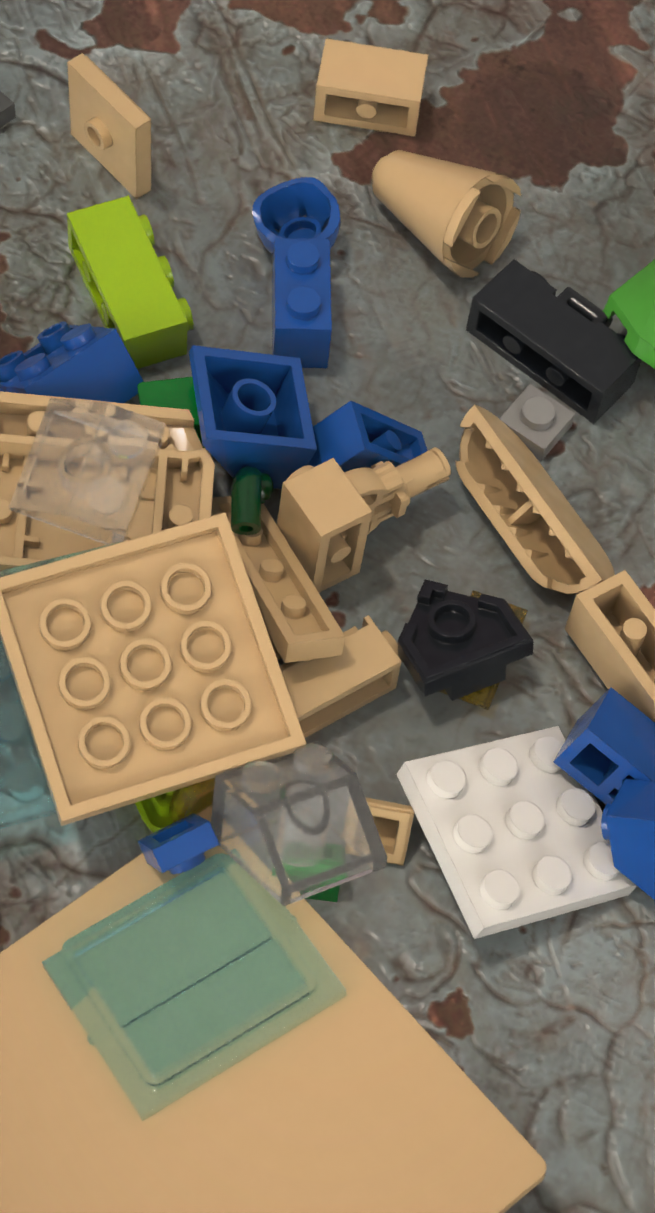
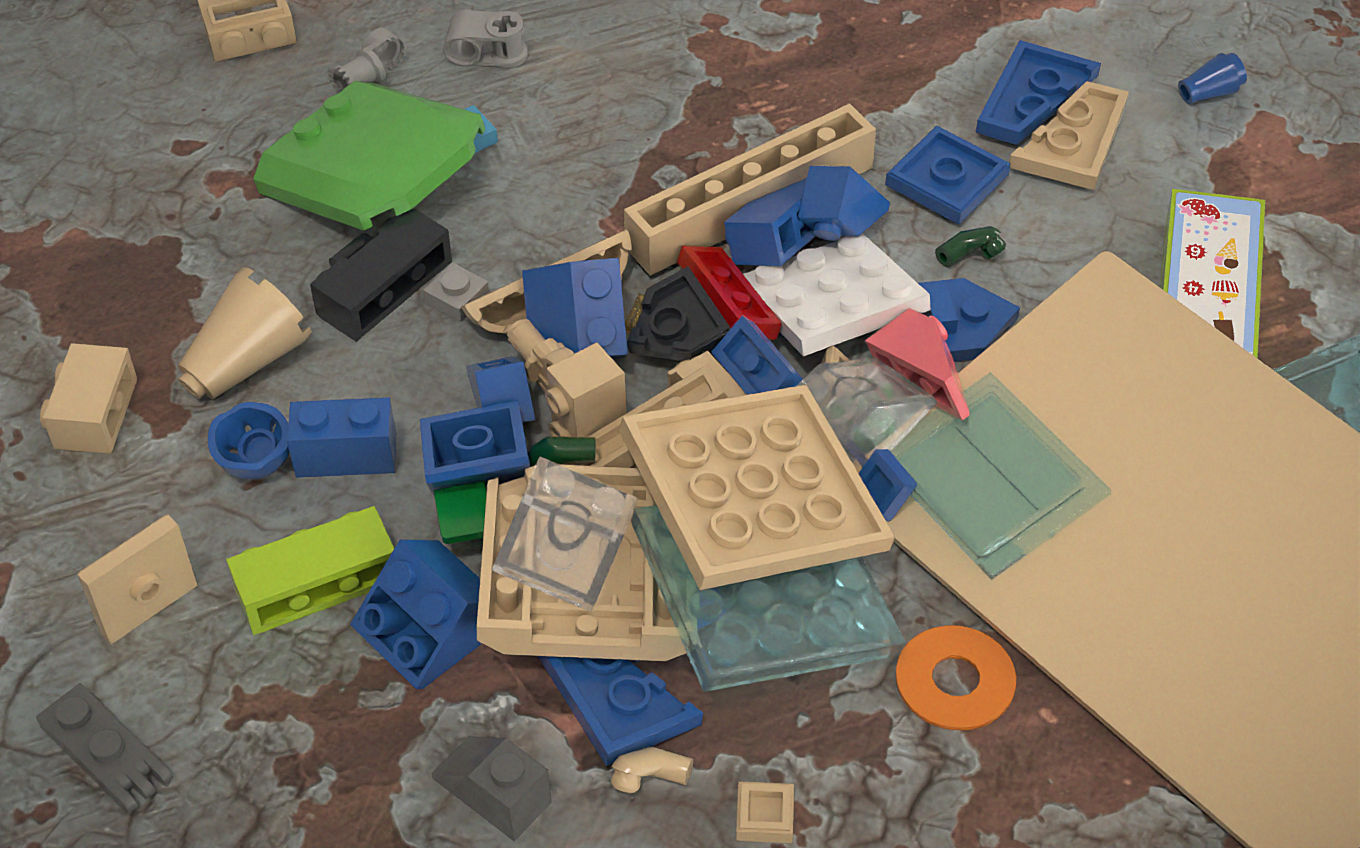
camera: 85 degrees left, 10 degrees down
(366, 912) = (918, 351): none -> coral slope
(368, 715) = (754, 359): none -> blue panel
(469, 530) = (578, 304): none -> blue slope
(488, 998) = (969, 315): none -> blue plate
(513, 702) = (728, 288): none -> red plate
(631, 1030) = (966, 241): none -> dark green arm

